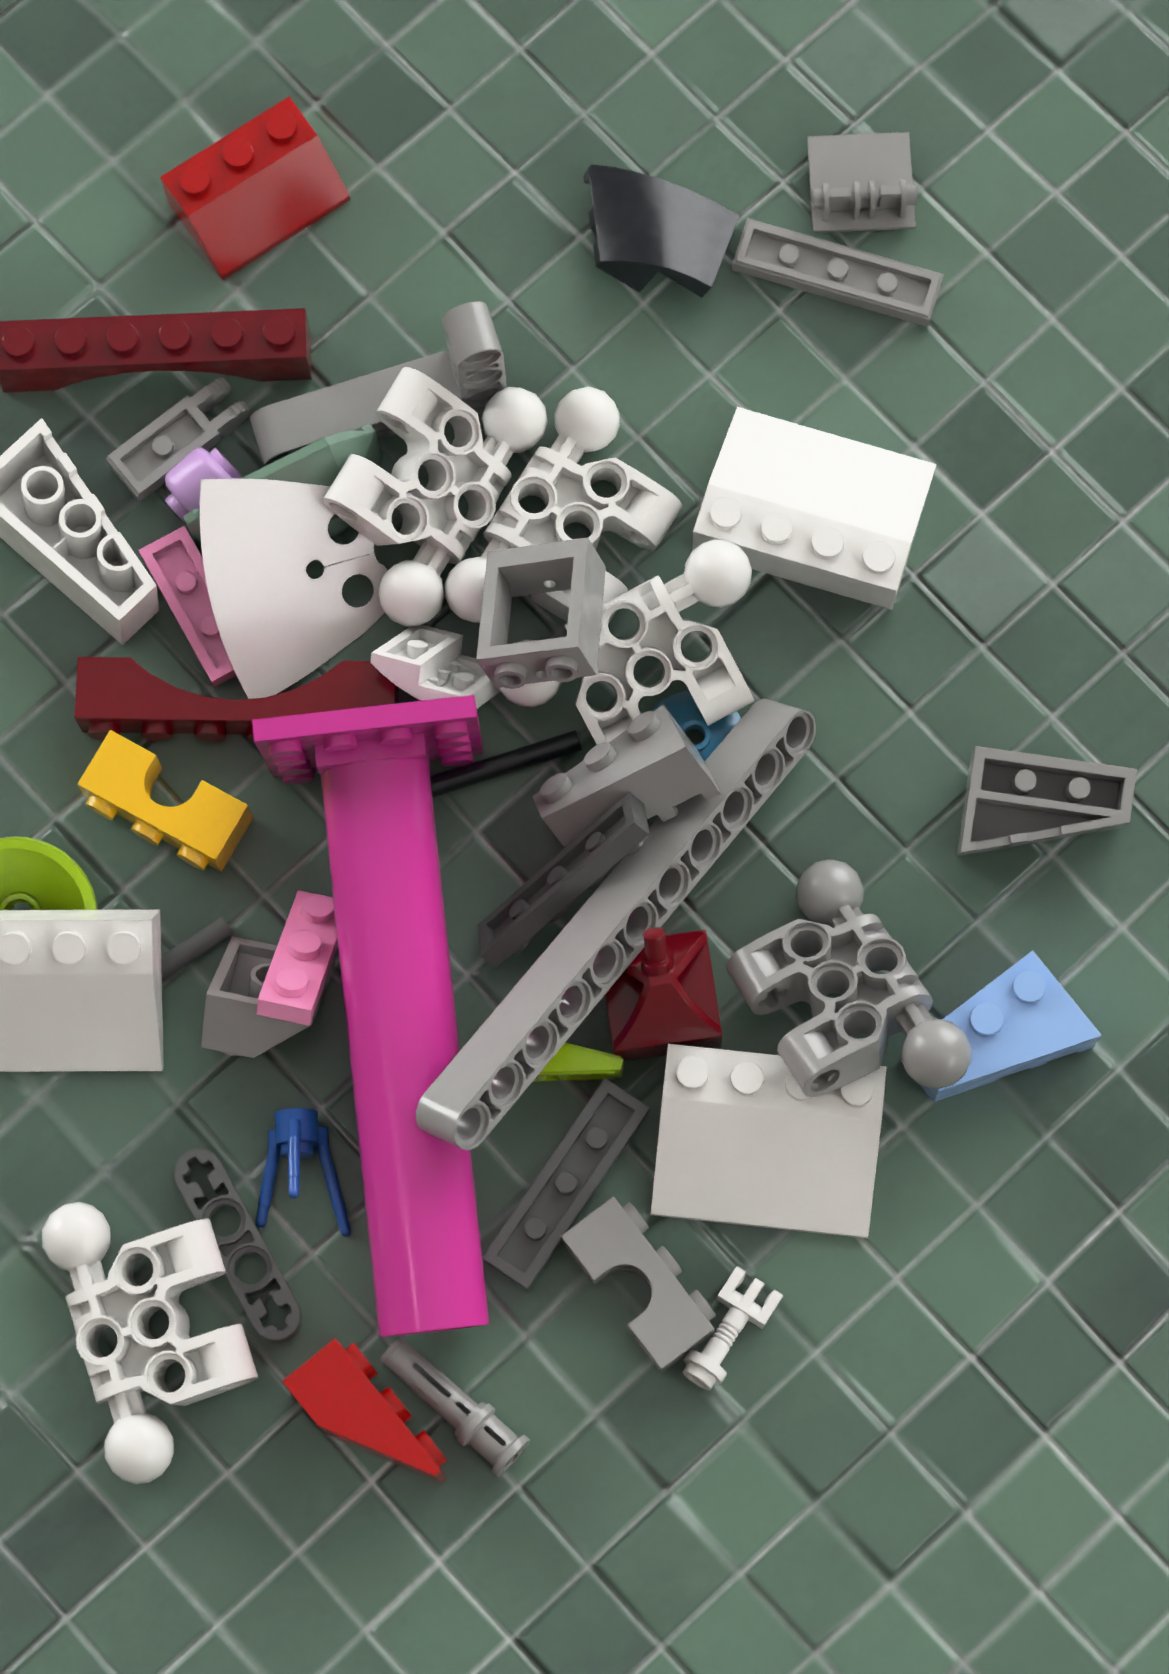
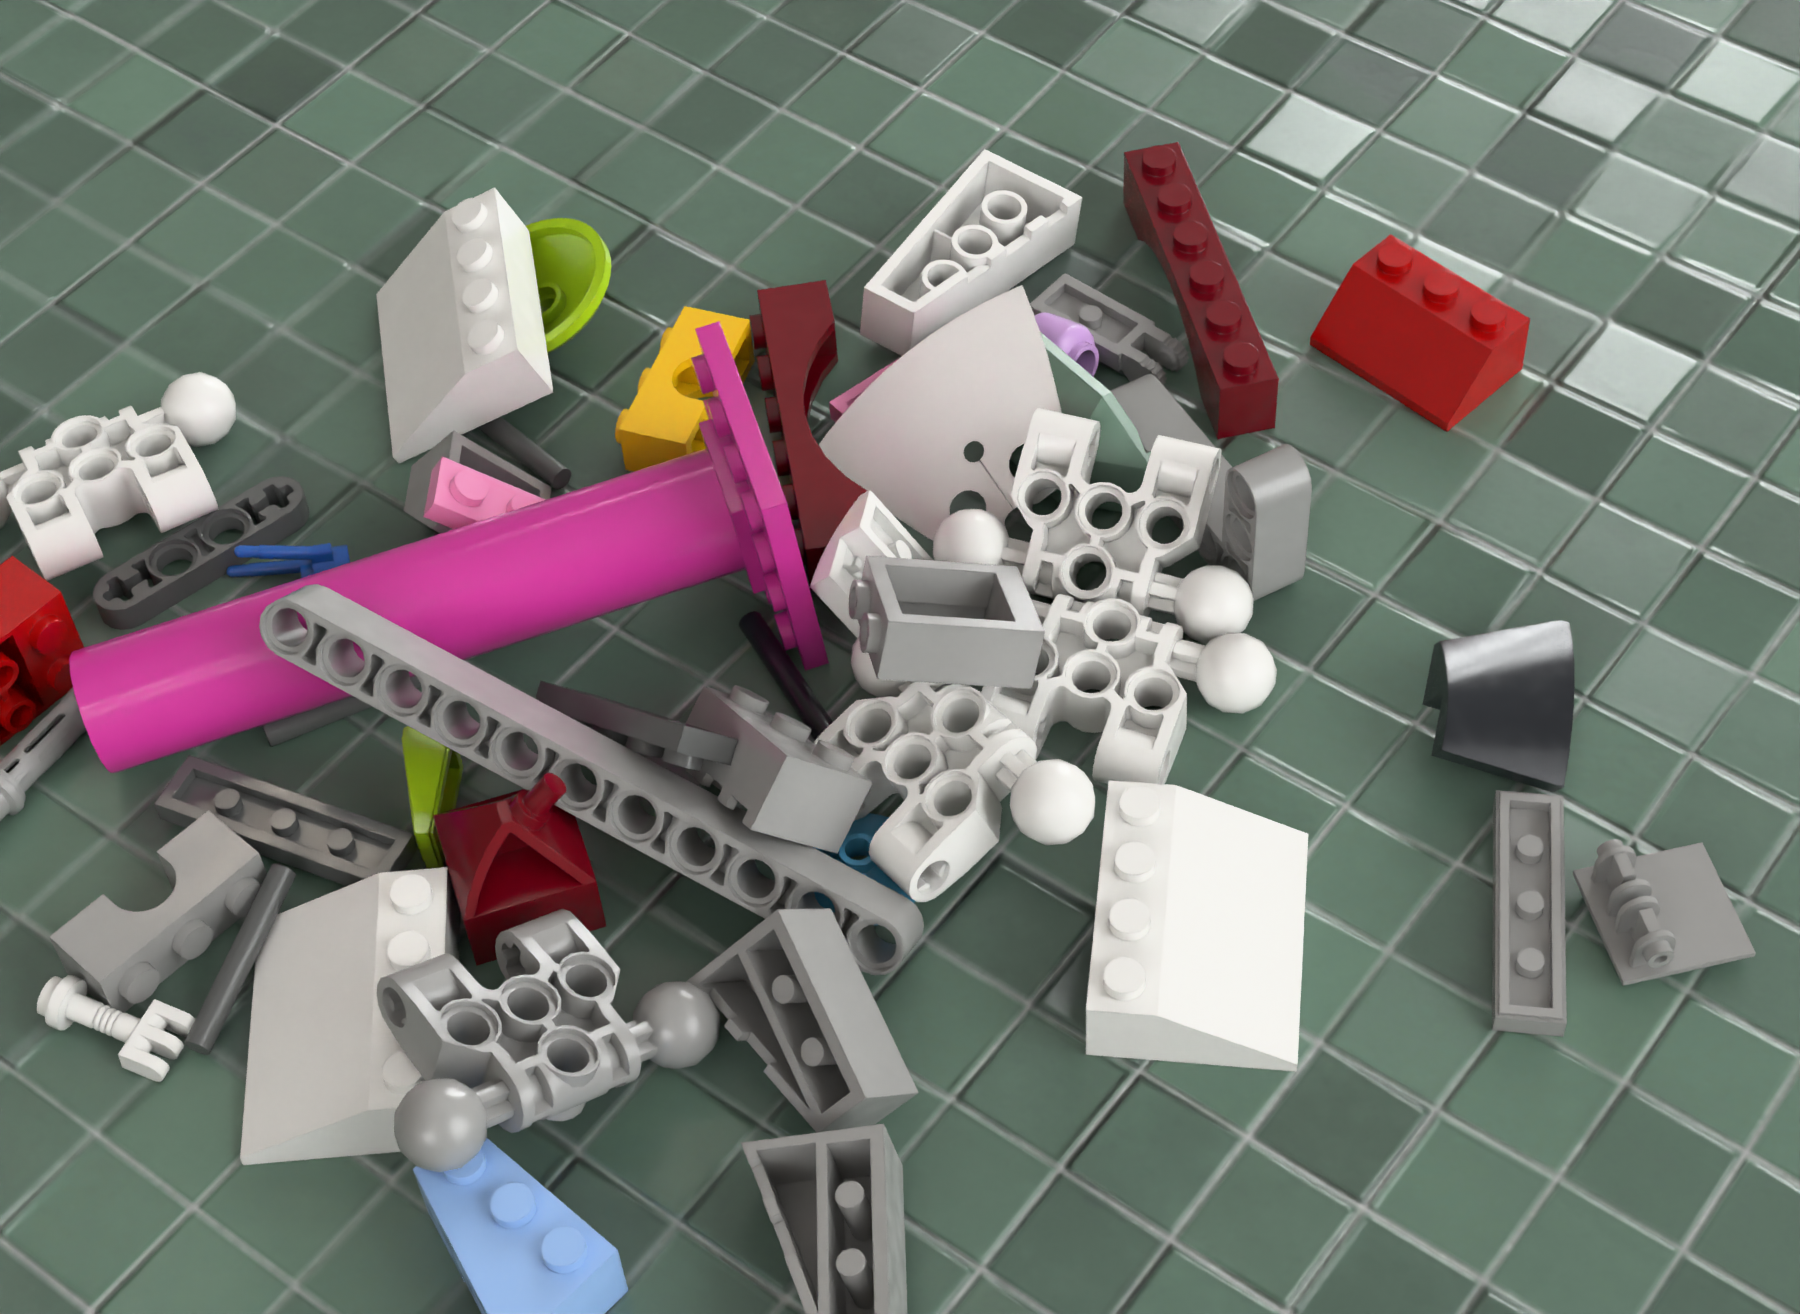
camera: 80 degrees right, 25 degrees down
(690, 1225) = (240, 959): none -> dark grey bar
(855, 788) = (810, 1018): none -> light grey wedge

